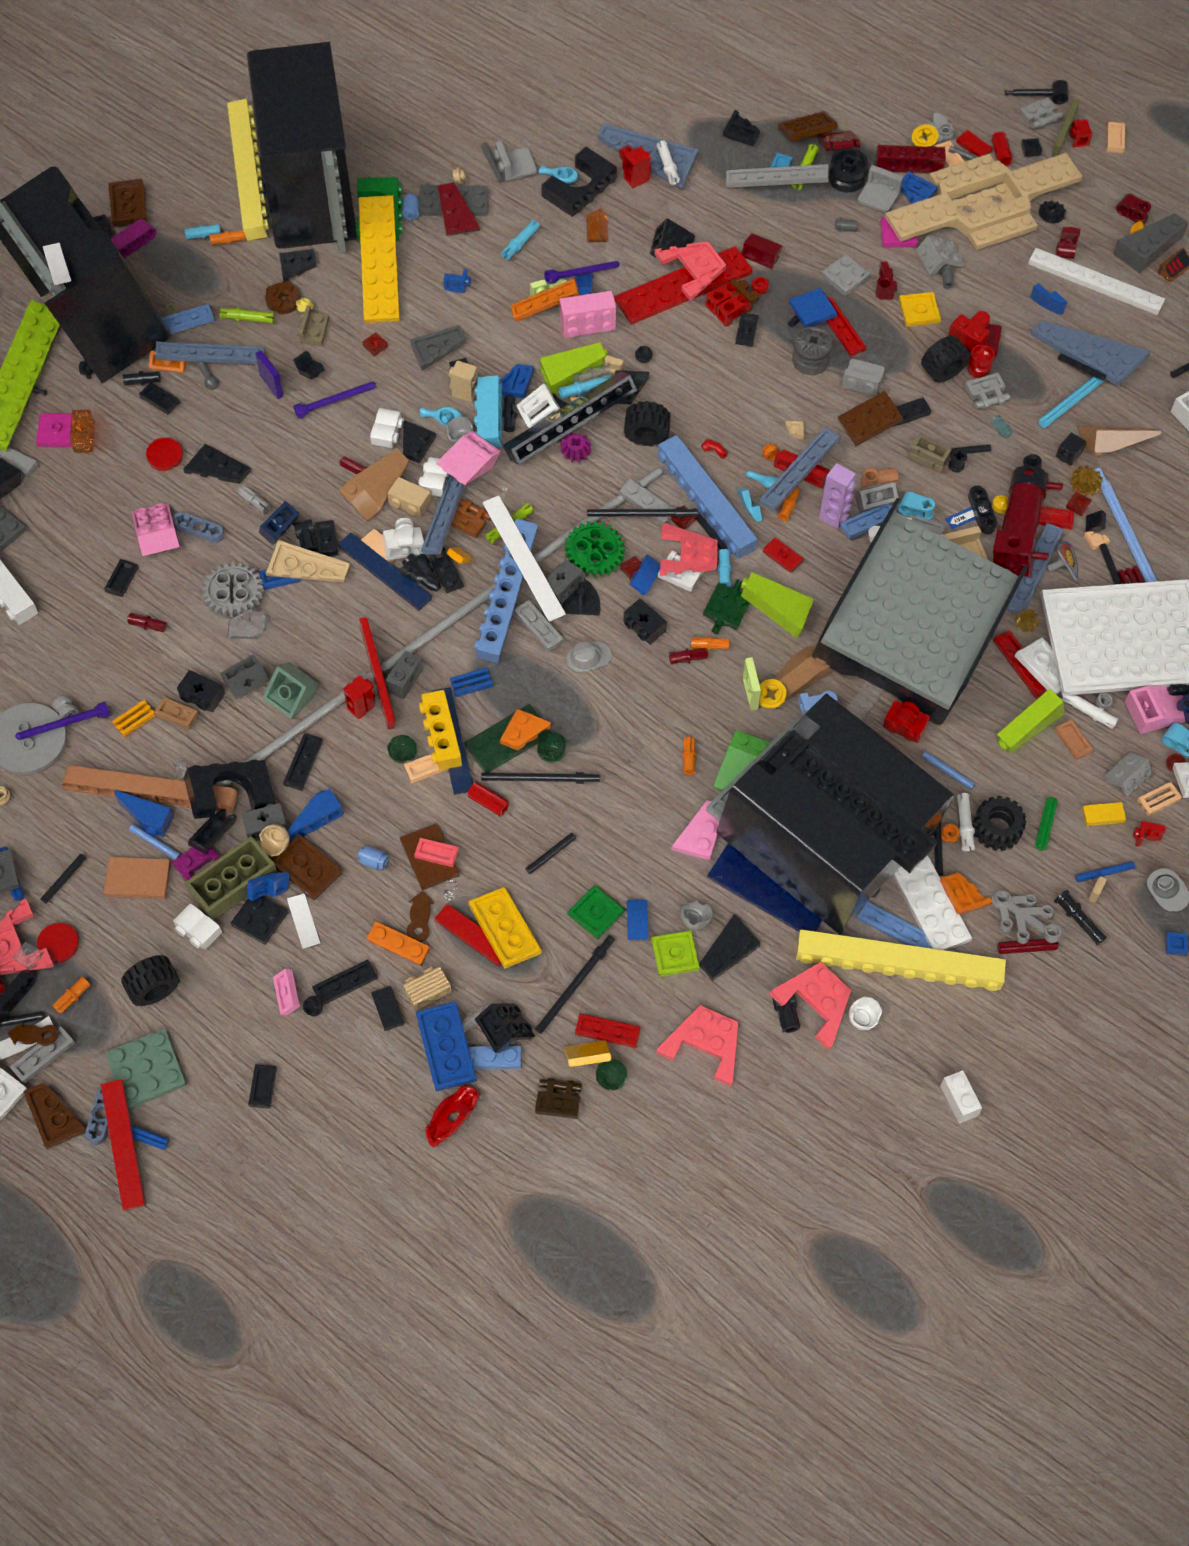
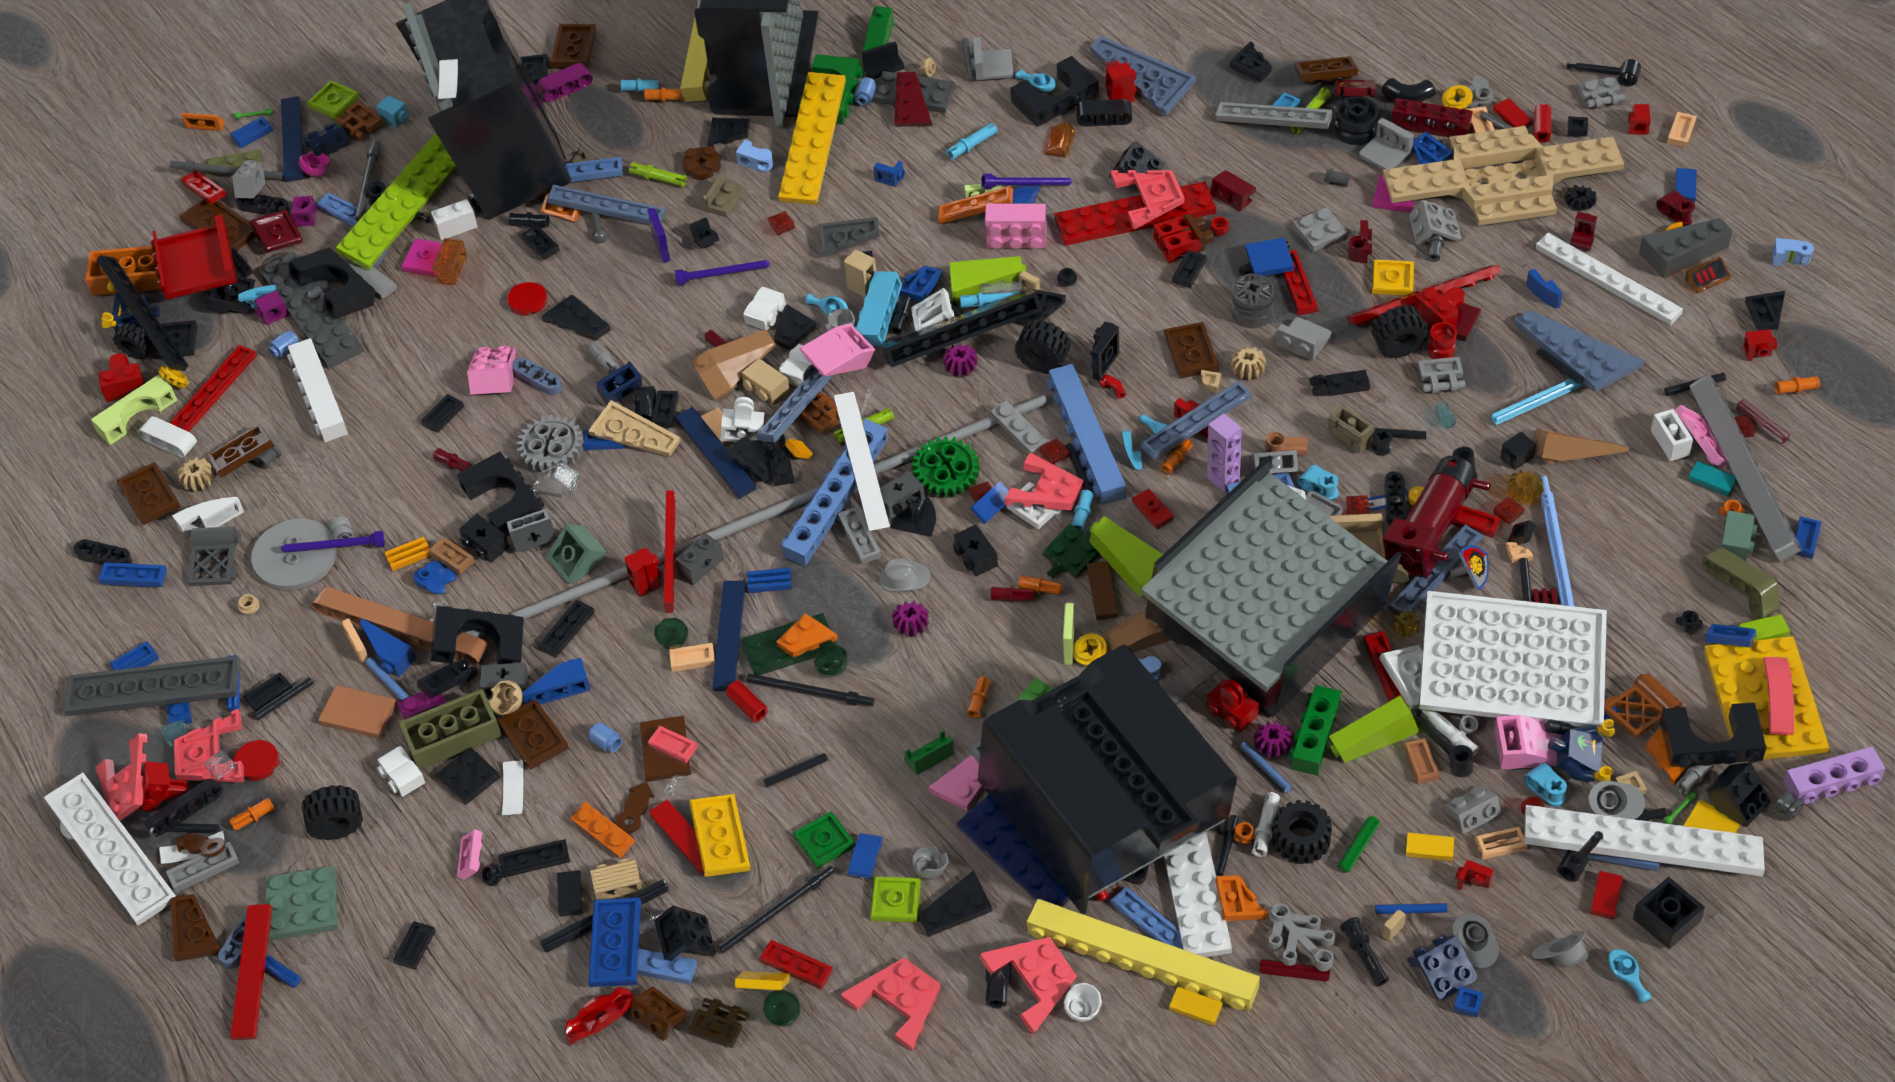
camera: 20 degrees right, 10 degrees down
(46, 875) = (267, 691): none -> black tile
(71, 389) = (454, 219): none -> white brick
(113, 811) = (355, 640): none -> light nougat tile
(166, 736) = (434, 577): none -> blue plate
(194, 626) = (496, 473): none -> black arch
(269, 884) = (486, 742): blue slope -> none
(302, 303) = (720, 169): light yellow plate -> none
(330, 285) = (754, 157): none -> light blue leg
(404, 150) = (879, 27): none -> green slope
(414, 1032) = (585, 925): none -> black axle
(416, 174) = (881, 59): none -> black panel
(450, 756) = (717, 620): yellow brick -> none
(501, 1101) = (656, 1012): none -> reddish brown bracket
(608, 695) = (910, 618): none -> magenta gear
(628, 195) = (1104, 112): none -> black beam
(663, 815) = (930, 754): none -> green hinge
(669, 167) = (1156, 89): white pin -> none
(679, 512) = (1047, 443): black bar -> none
(699, 415) = (1105, 349): none -> black plate
(763, 638) = (1102, 590): none -> reddish brown tile
(769, 452) = (1171, 397): orange plate -> none
(770, 403) = (1191, 350): none -> reddish brown tile
(824, 408) = (1248, 363): none -> tan gear
(870, 418) = (1296, 382): reddish brown plate -> none
(886, 137) = (1415, 92): none -> black cylinder
(943, 326) = (1468, 280): none -> red plate
(954, 522) = (1357, 505): none -> clear red plate
(955, 748) = (1273, 739): none -> magenta gear
(956, 995) = (1195, 1006): none -> yellow tile
(981, 757) = (1310, 759): none -> green brick
(1065, 128) = (1623, 110): olive tile -> none
(1106, 727) = (1460, 756): none -> black piece
(1133, 184) = (1686, 183): none -> blue tile
(1147, 915) = (1444, 965): none -> dark blue bracket

